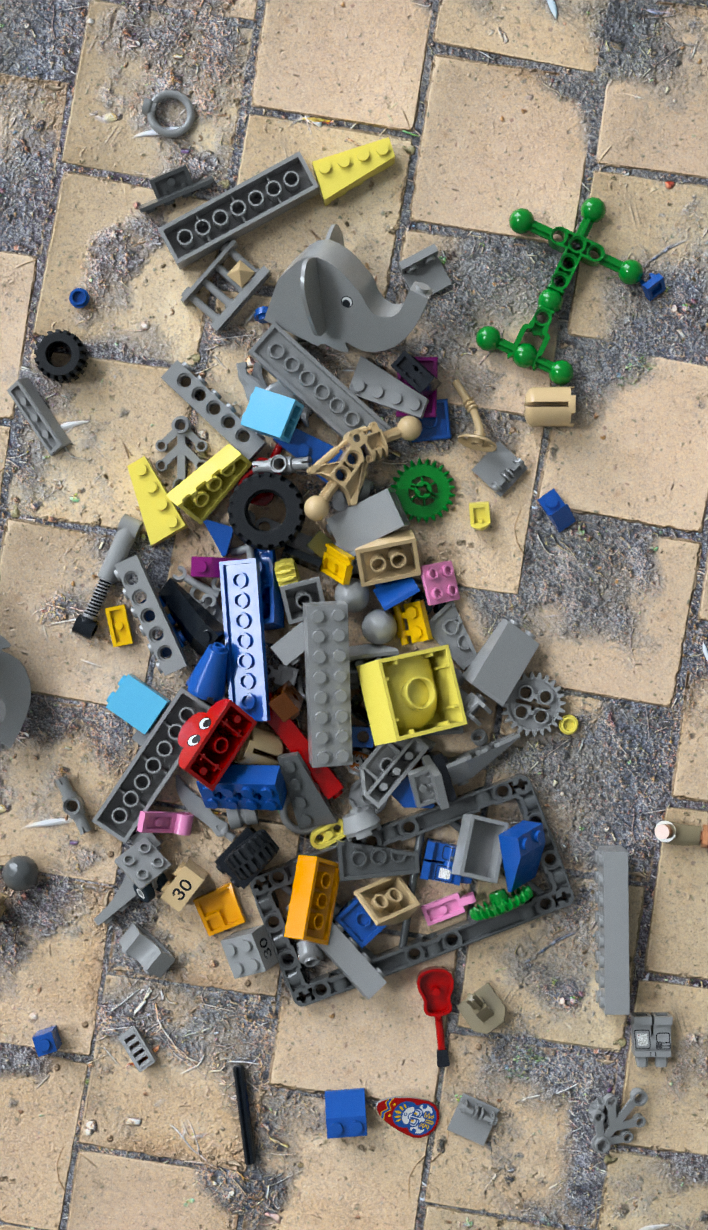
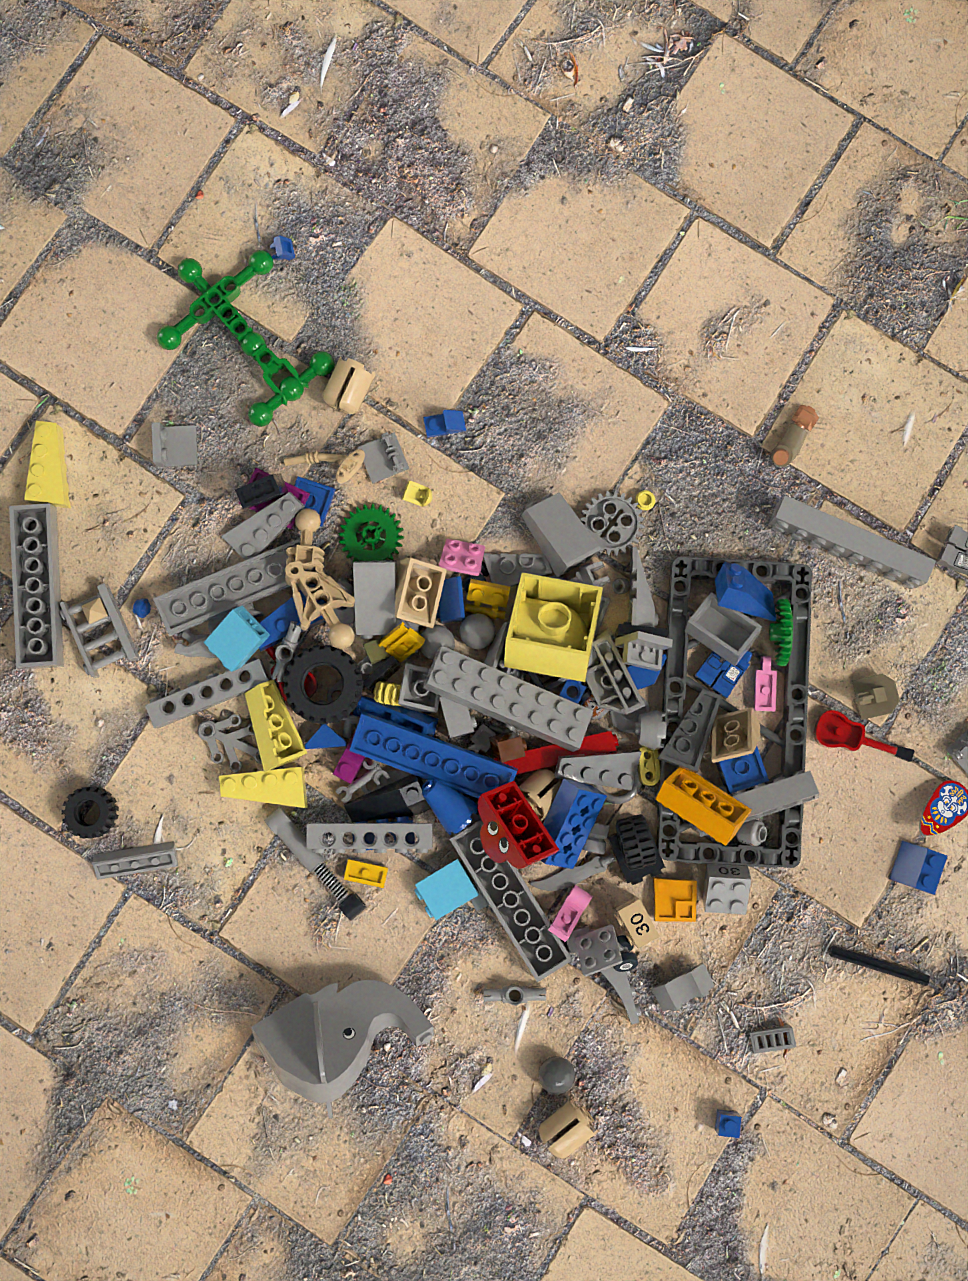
camera: 65 degrees left, 5 degrees down
(79, 298) = (45, 771): blue plate -> none
(335, 300) = (161, 533): light grey animal -> none

